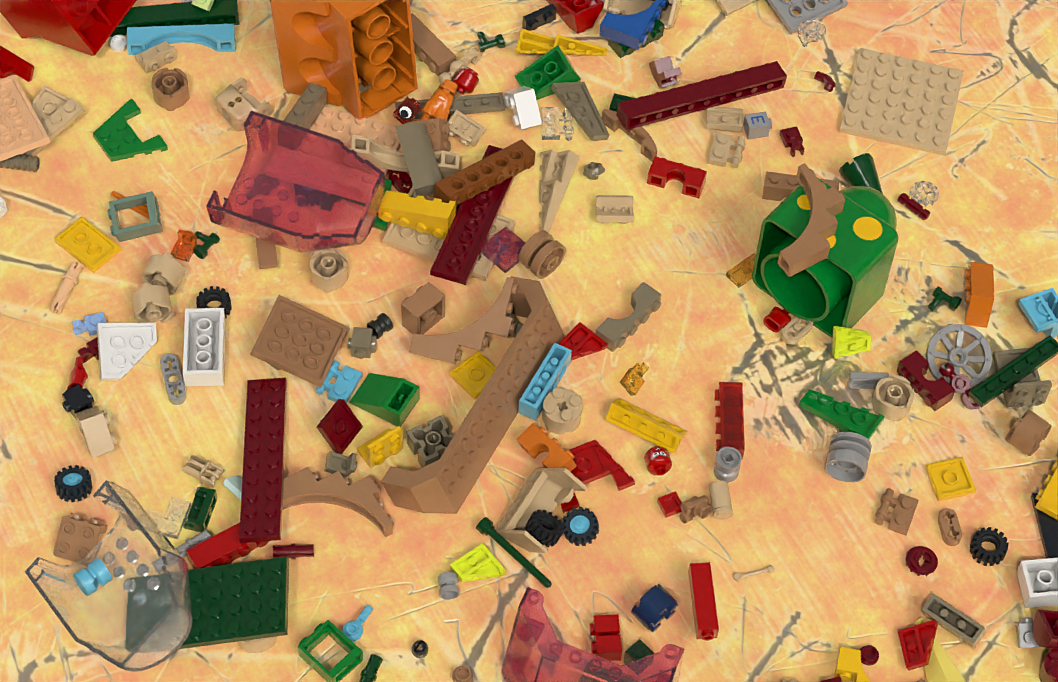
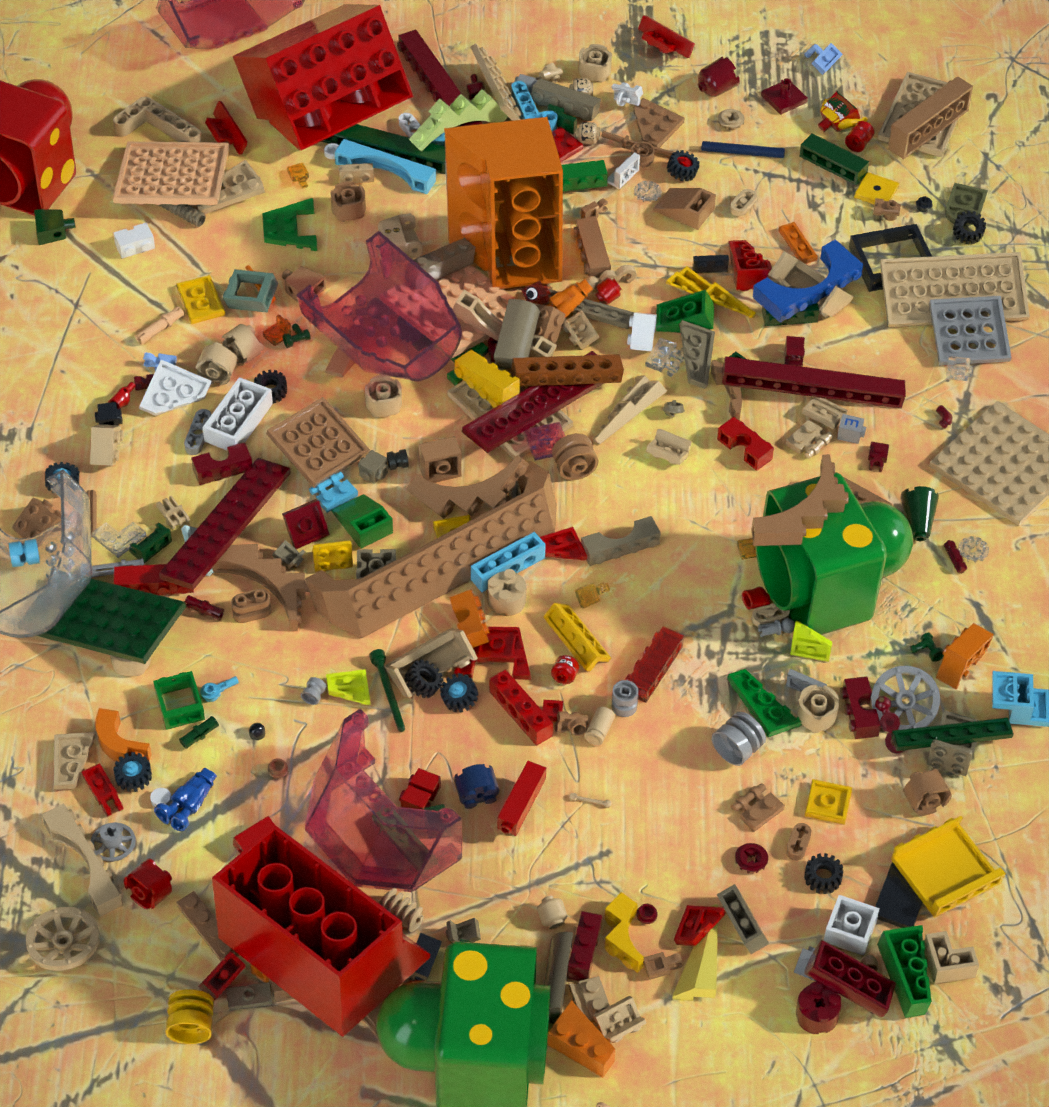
camera: 30 degrees right, 5 degrees down
(101, 78) = (298, 173): none -> clear yellow plate
(179, 189) = (300, 279): none -> medium nougat torso
(209, 413) = (210, 470): none -> dark red arch
(338, 529) = (251, 605): none -> medium nougat brick
(485, 44) = (648, 268): dark green piece -> none
(643, 514) = (521, 707): none -> red brick
(810, 338) = (787, 625): none -> light grey pin

